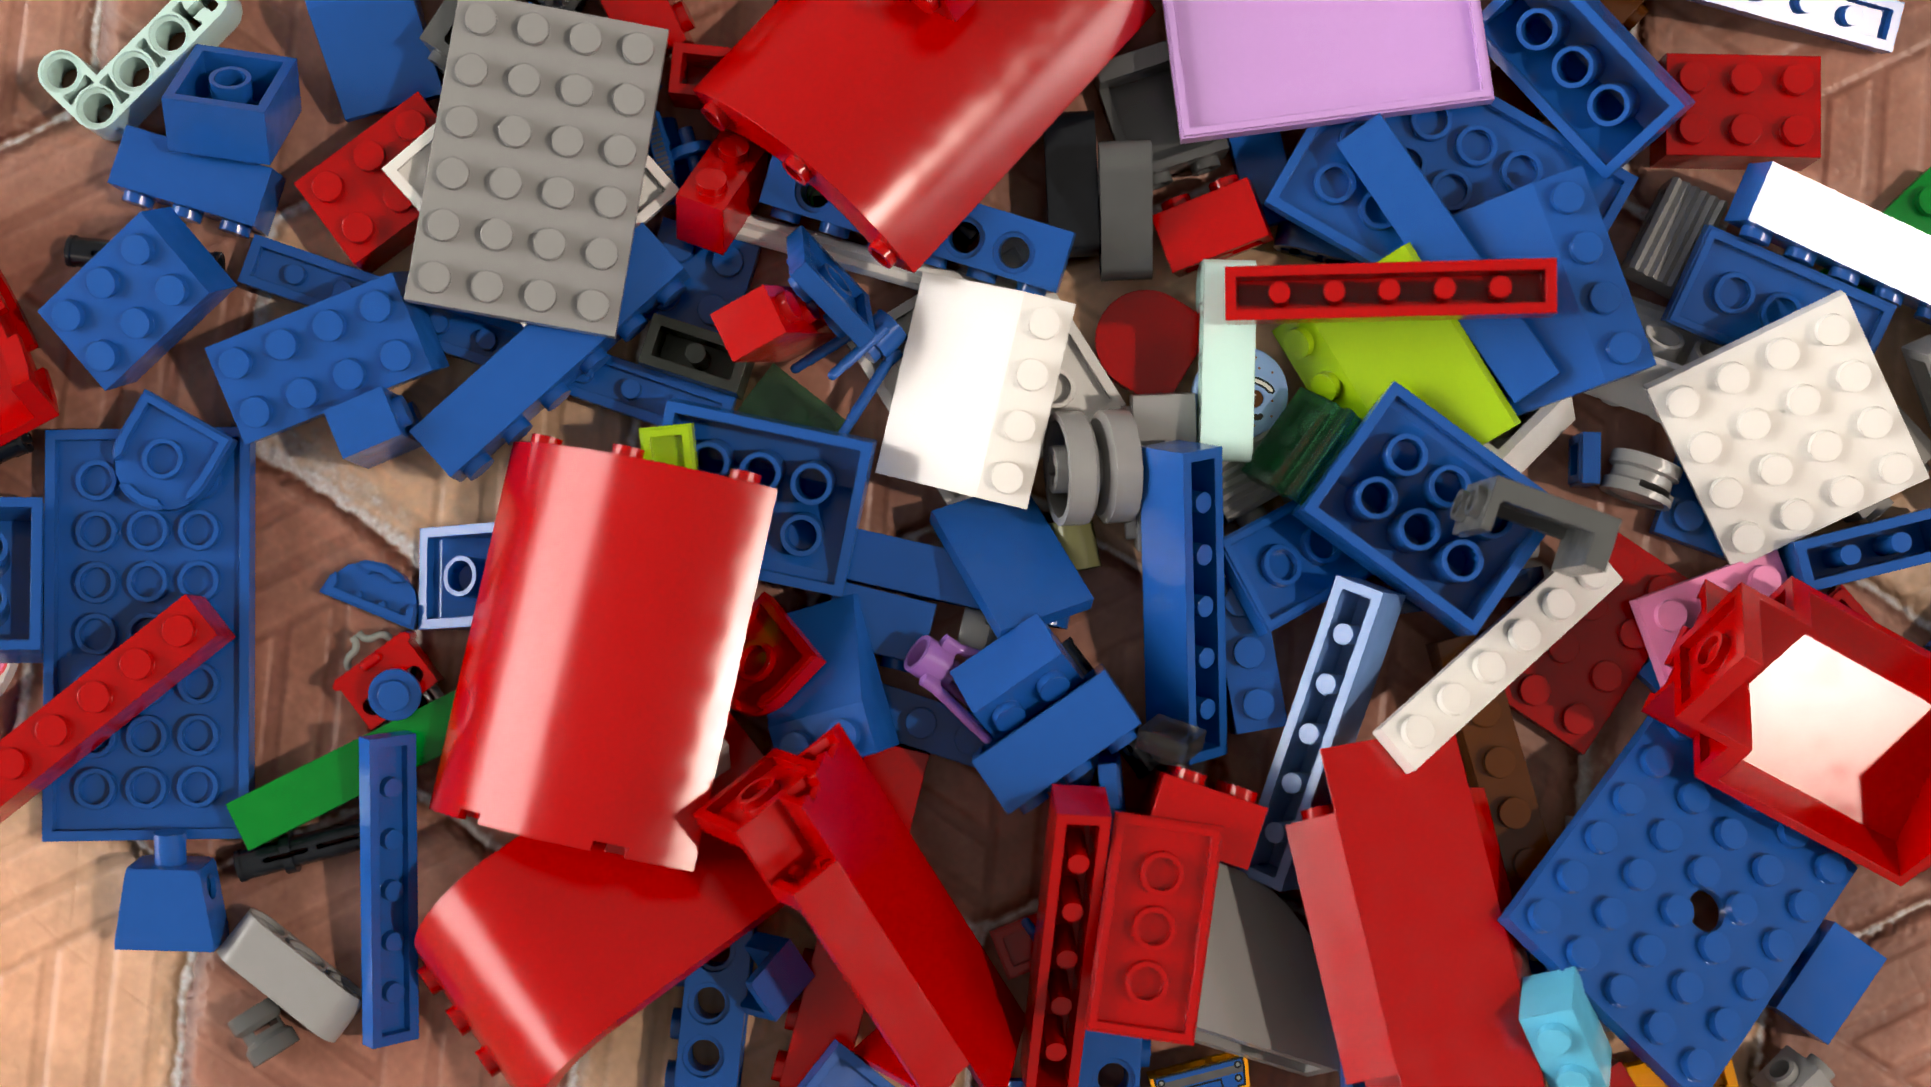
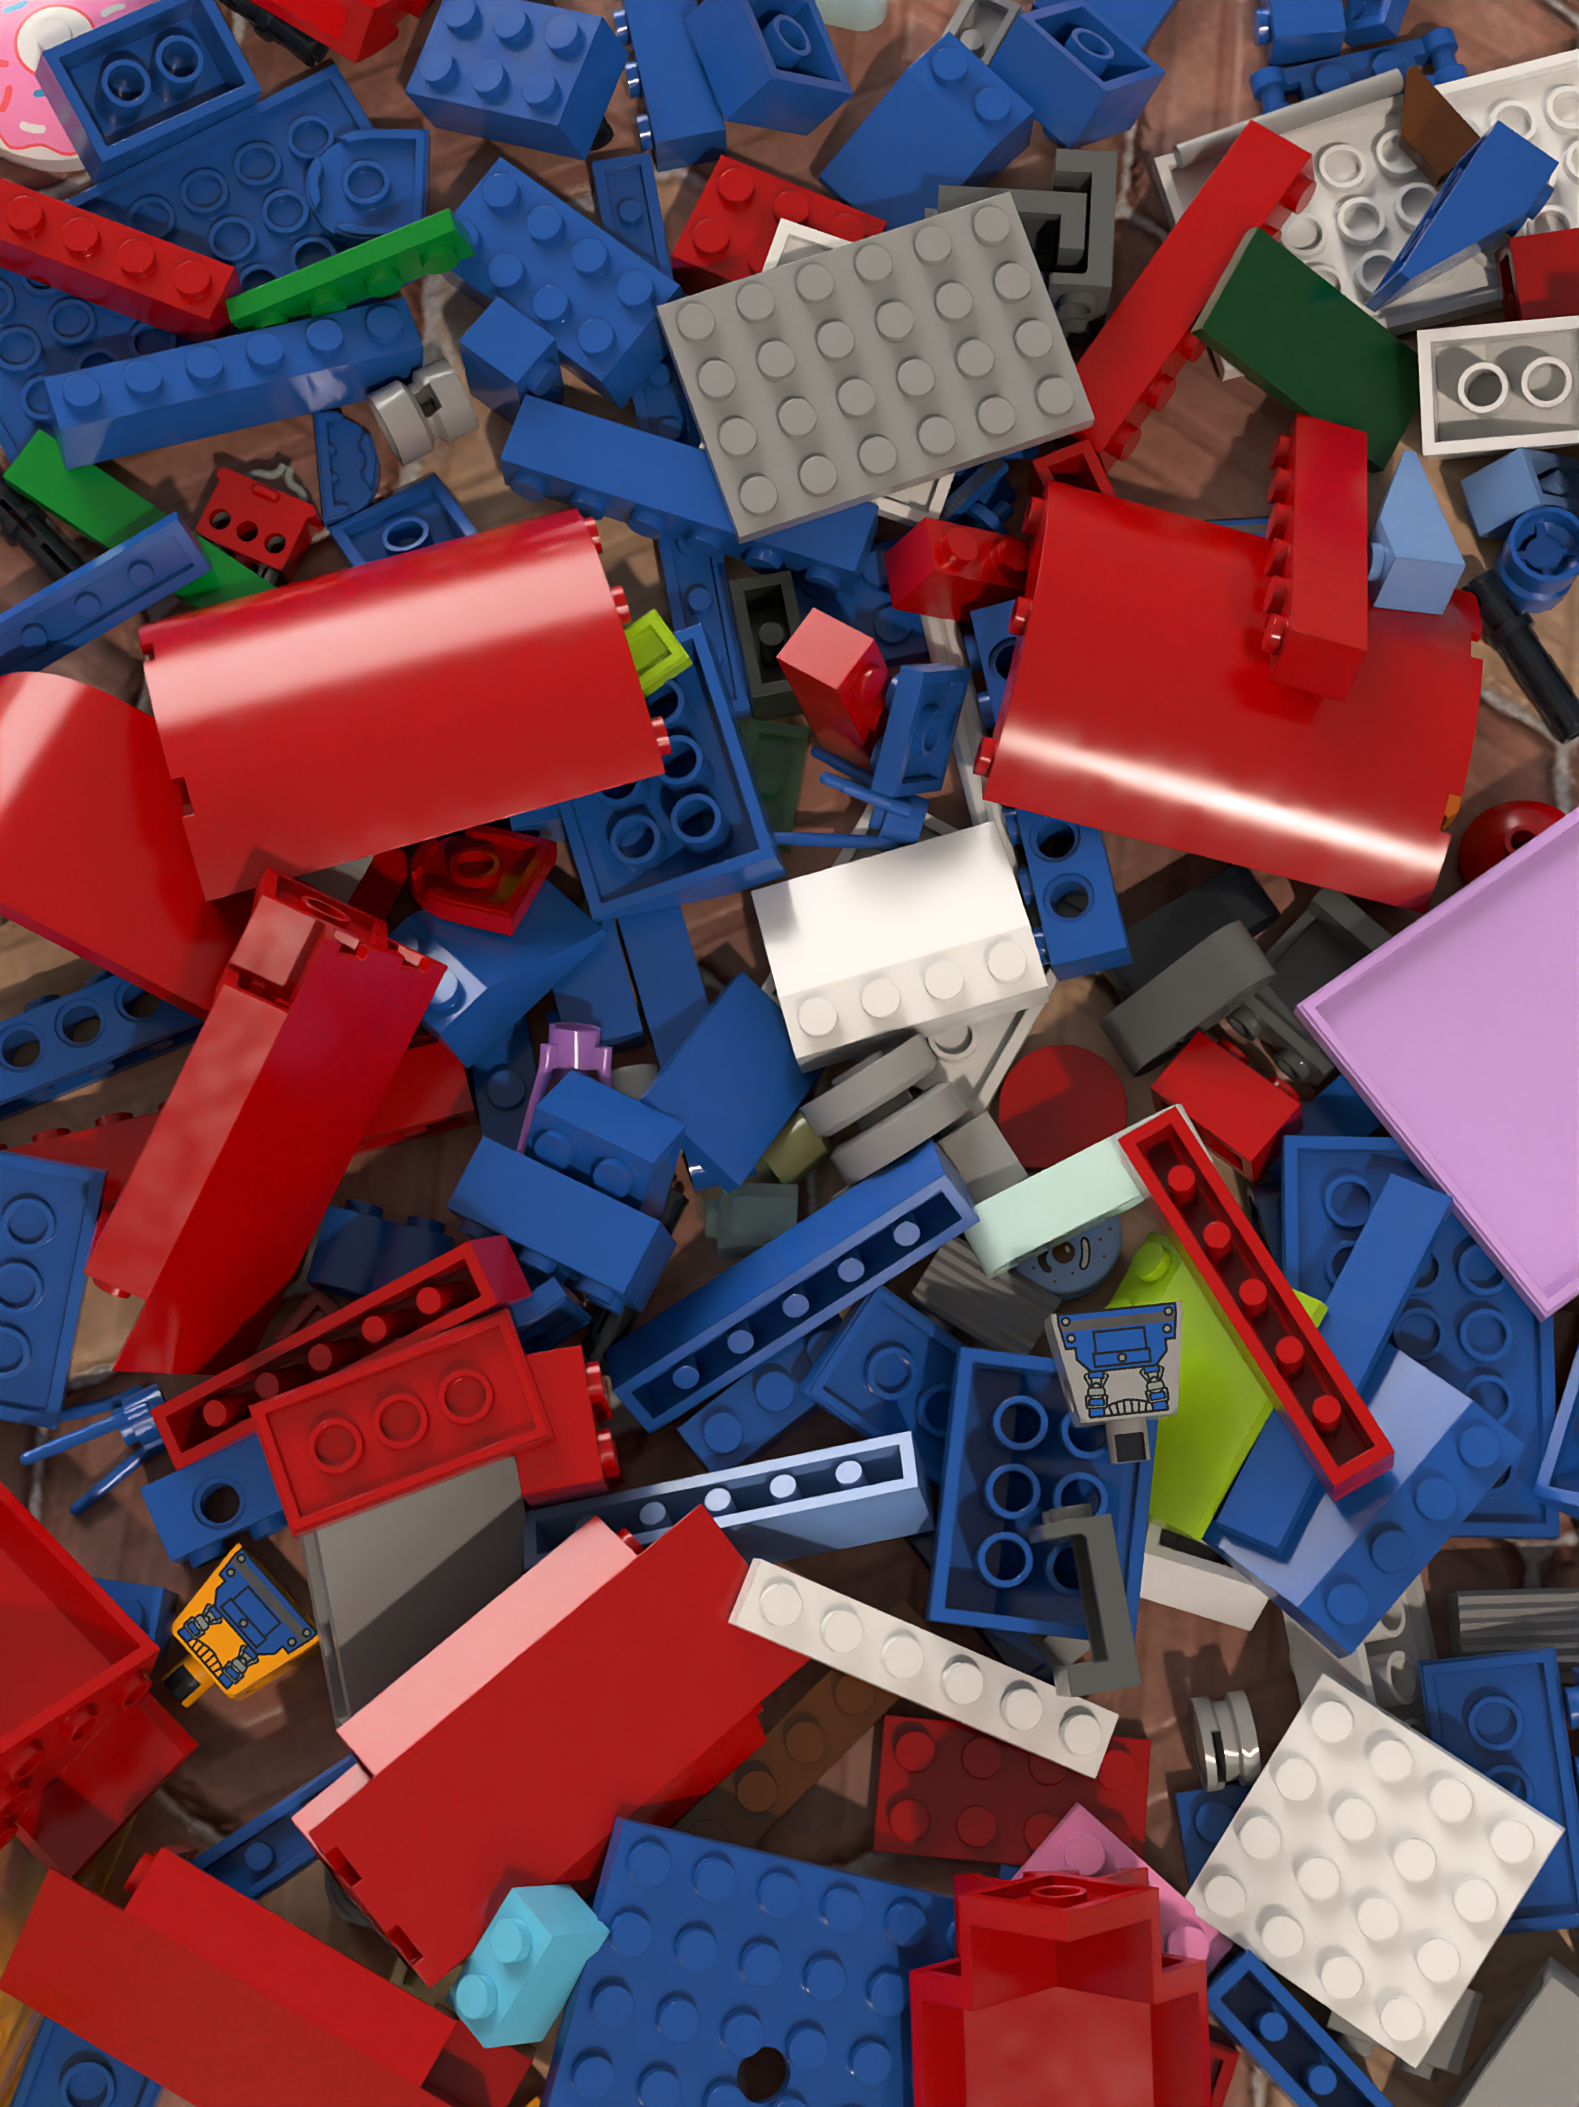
camera: 60 degrees right, 10 degrees down
(244, 492) = (356, 274): none -> green plate
(272, 640) = (231, 382): none -> blue brick
(369, 530) = (403, 421): none -> light grey wheel
(394, 694) = (243, 530): blue plate -> none
(777, 979) = (140, 1070): blue panel -> none
(996, 875) = (363, 1252): none -> blue brick
(1116, 597) = (751, 1217): none -> clear light blue brick
(1170, 740) = (626, 1346): clear smoke plate -> none
(1301, 445) = (1012, 1312): clear green plate -> none
(1384, 410) = (1119, 1370): none -> torso
(1584, 460) = (1210, 1665): blue tile -> none

